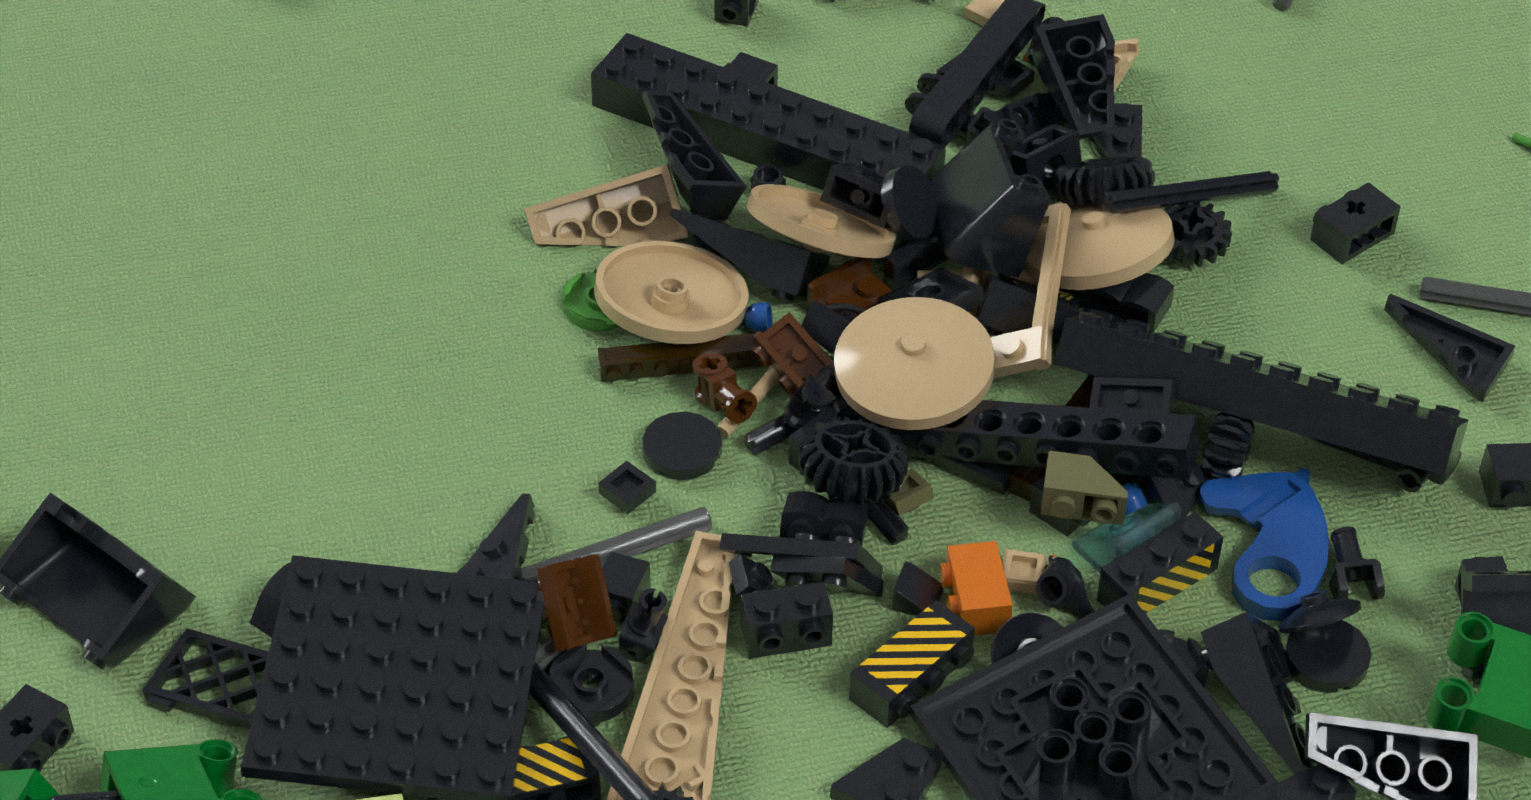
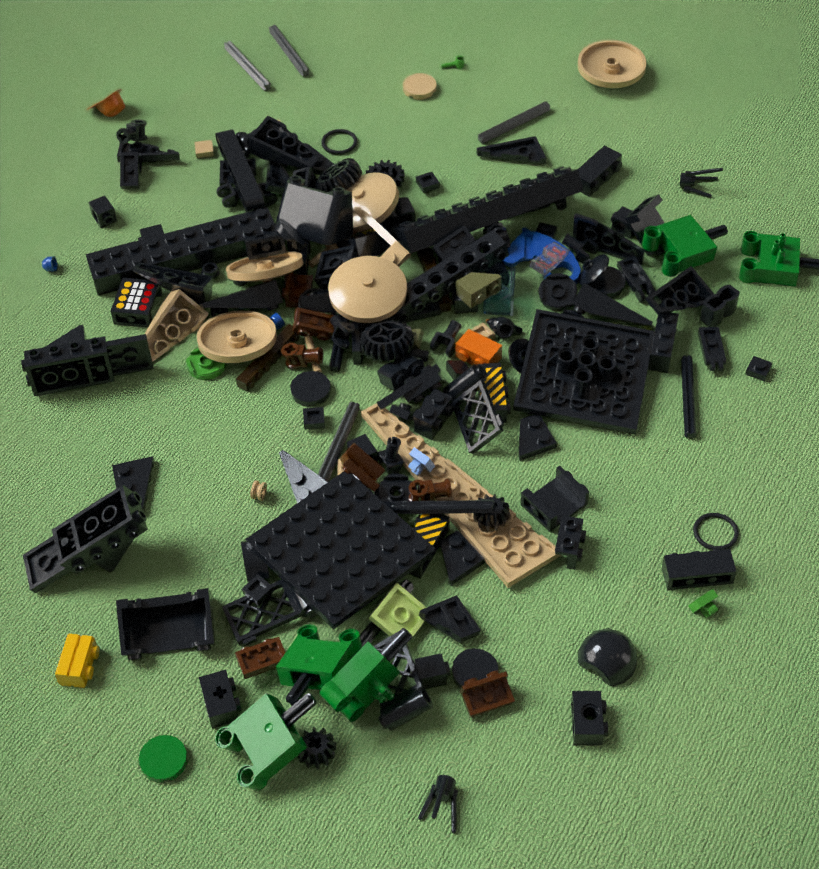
camera: 45 degrees left, 5 degrees up
(125, 726) = (260, 657): none -> reddish brown bracket
(136, 393) = (88, 538): none -> black wedge
(240, 643) = (257, 590): none -> black plate
(297, 379) = (135, 476): none -> black wing
(427, 520) = (258, 490): none -> tan bush
(437, 168) = (83, 362): none -> black wedge
(585, 19) = (50, 264): none -> blue hinge
(609, 143) = (135, 302): none -> panel
(617, 714) = (429, 491): none -> reddish brown connector
(664, 664) = (420, 462): none -> light blue tile
(867, 627) = (465, 389): none -> black piece
(961, 532) = (446, 338): none -> black piece
(1163, 564) = (526, 296): black brick -> none
(1190, 192) = (373, 160): black axle -> none
(1198, 158) = (339, 131): none -> black piece
(1219, 595) = (557, 291): none -> black tile
(1245, 289) = (427, 182): none -> black plate
(1280, 543) = (549, 259): none -> clear slope
(1338, 503) = (547, 229): none -> black plate
(1355, 222) = (432, 132): black brick -> none
(1386, 680) = (636, 277): none -> black hinge
(1408, 580) = (606, 238): none -> black wedge
(1434, 142) = (419, 86): none -> tan tile

